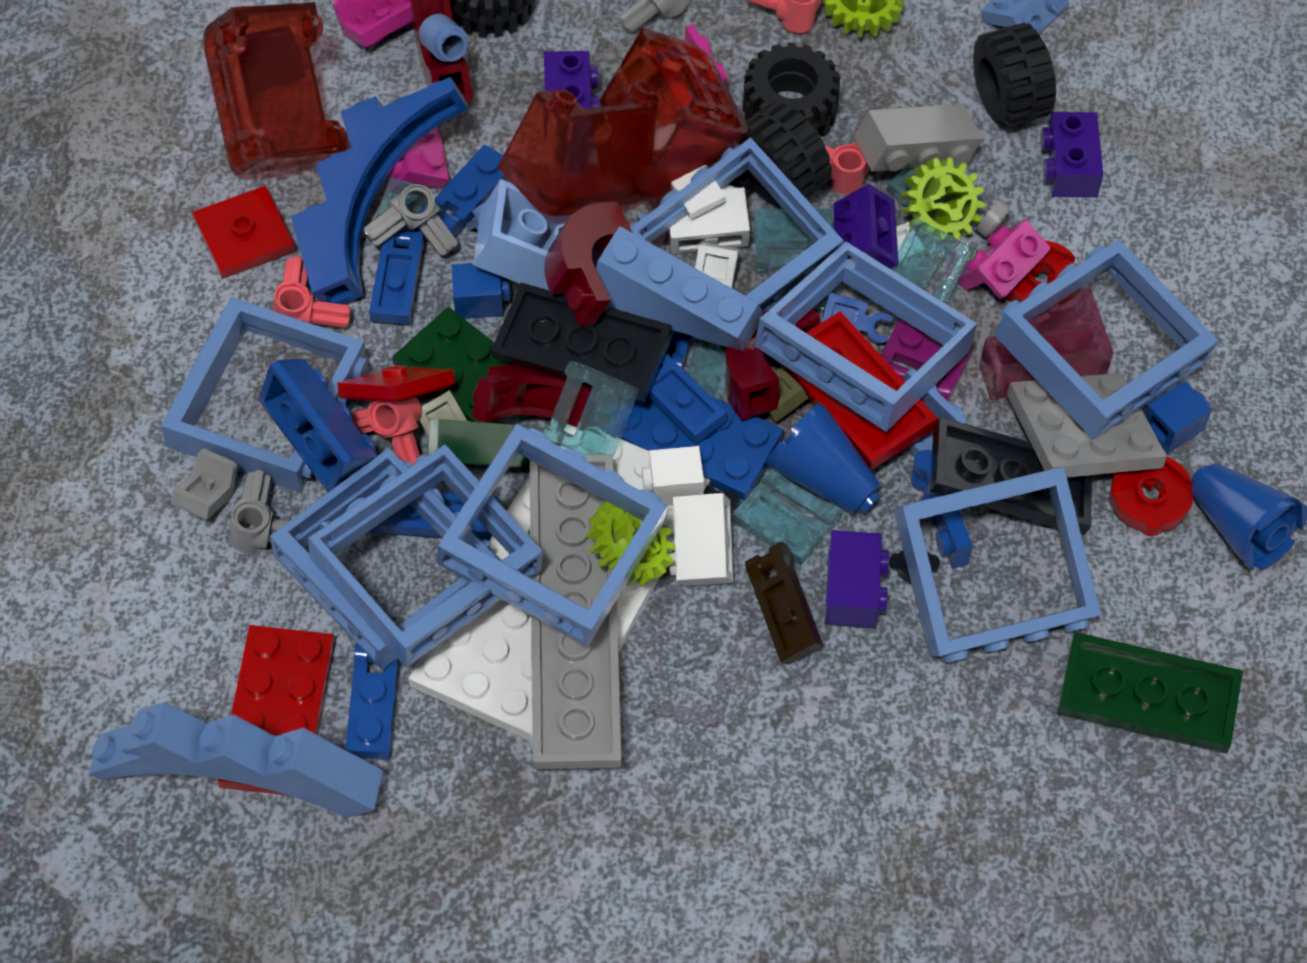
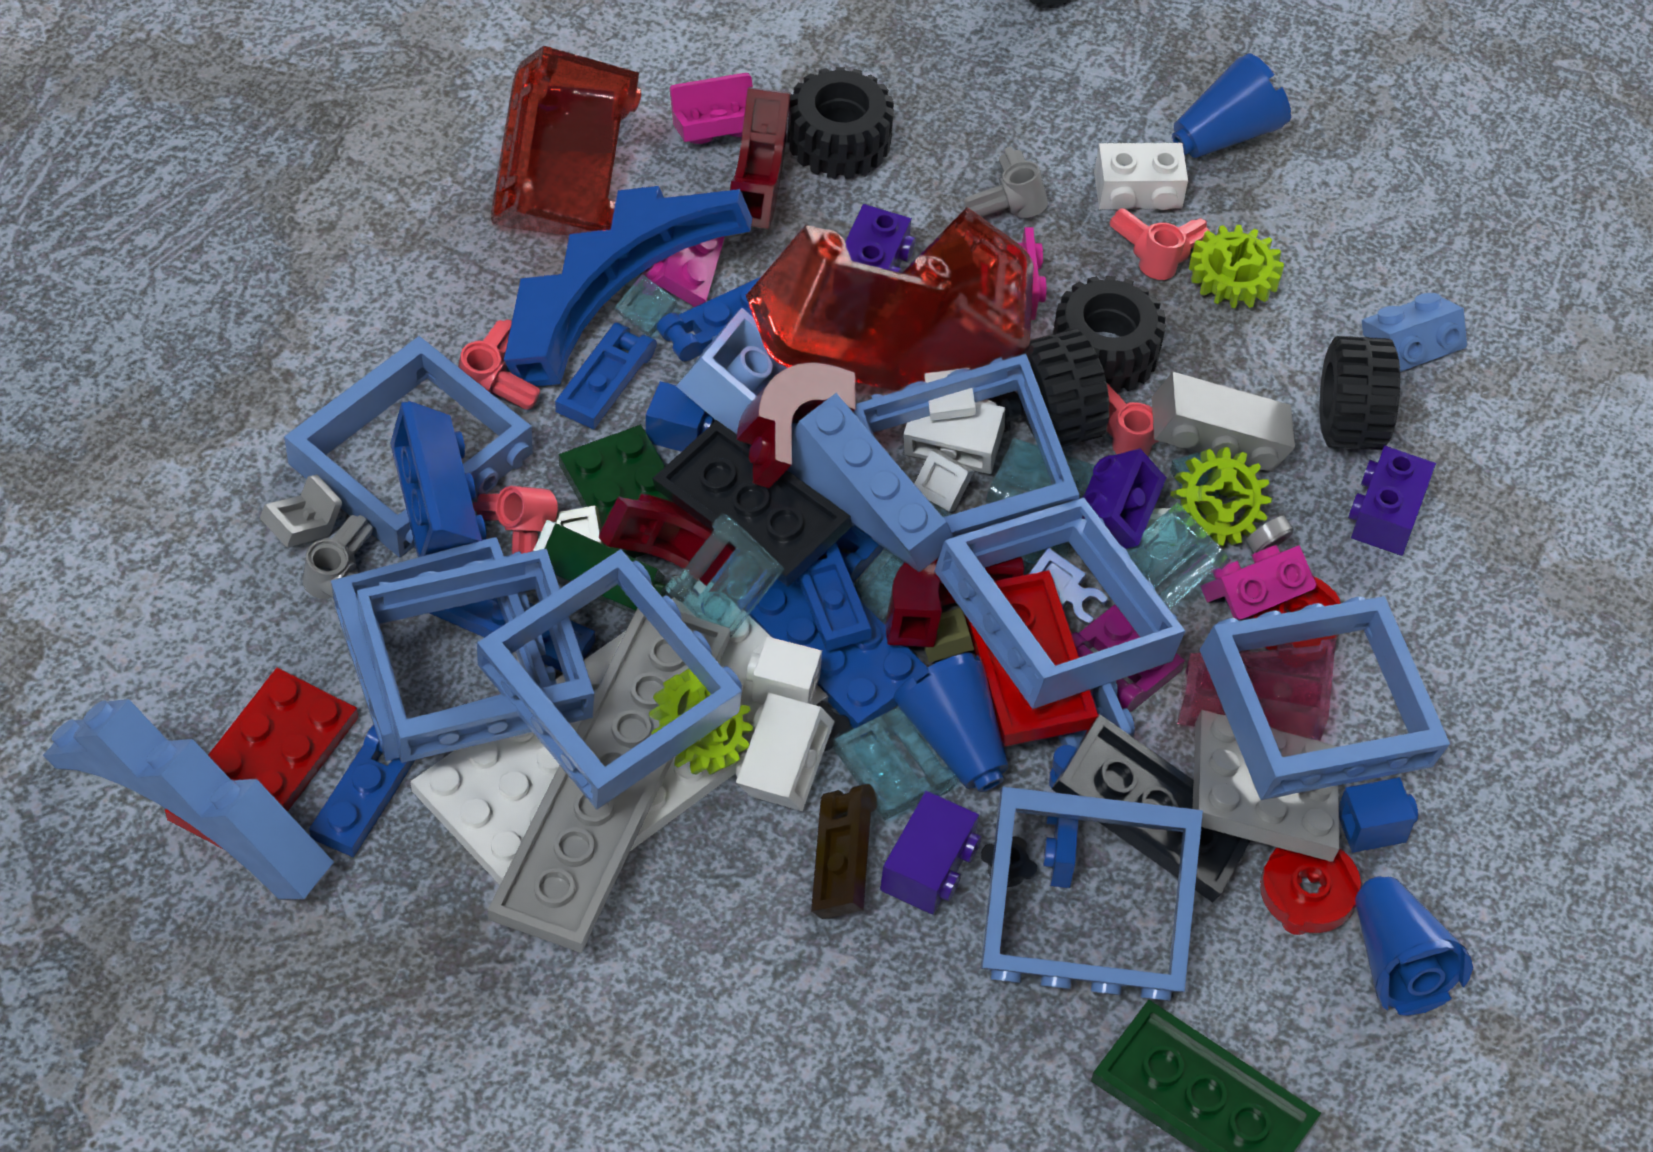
camera: 20 degrees right, 5 degrees down
(243, 232) = (471, 281): red plate -> none
(395, 383) = (541, 477): red plate -> none
(398, 217) = (658, 330): light grey axle -> none
(443, 38) = (761, 165): medium blue brick -> none

